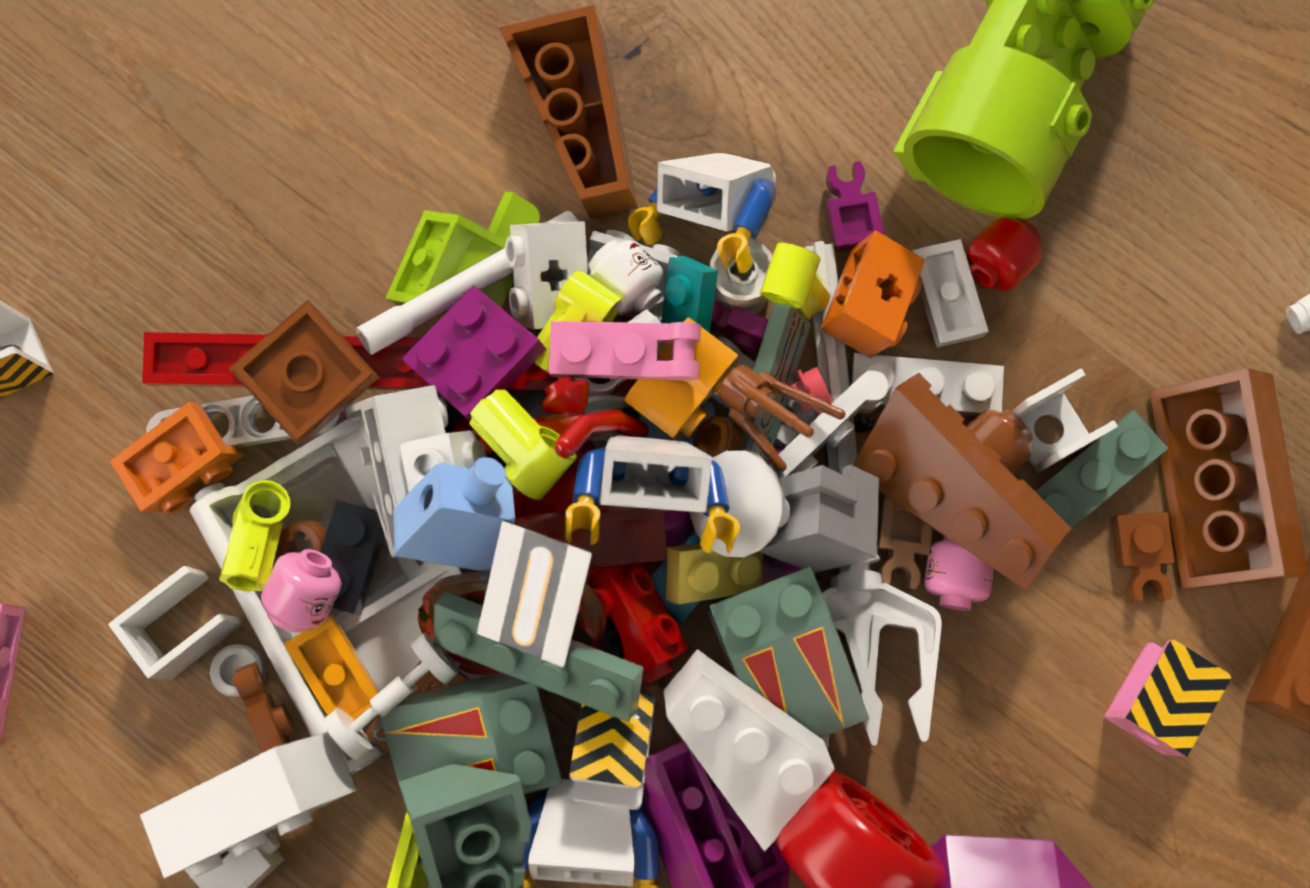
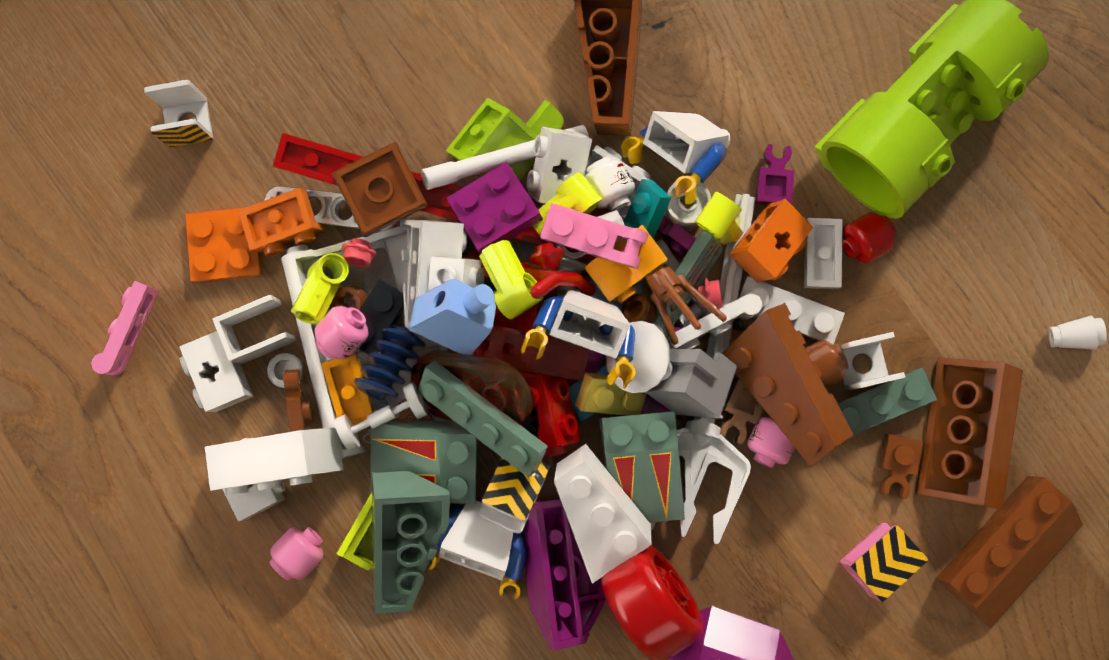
camera: 15 degrees right, 5 degrees up
(98, 522) = (219, 247): none -> orange plate
(160, 709) = (230, 383): none -> white brick
(298, 471) = (358, 252): none -> coral plate
(381, 616) = (388, 363): none -> dark blue piece
(533, 593) = (491, 379): sticker -> none

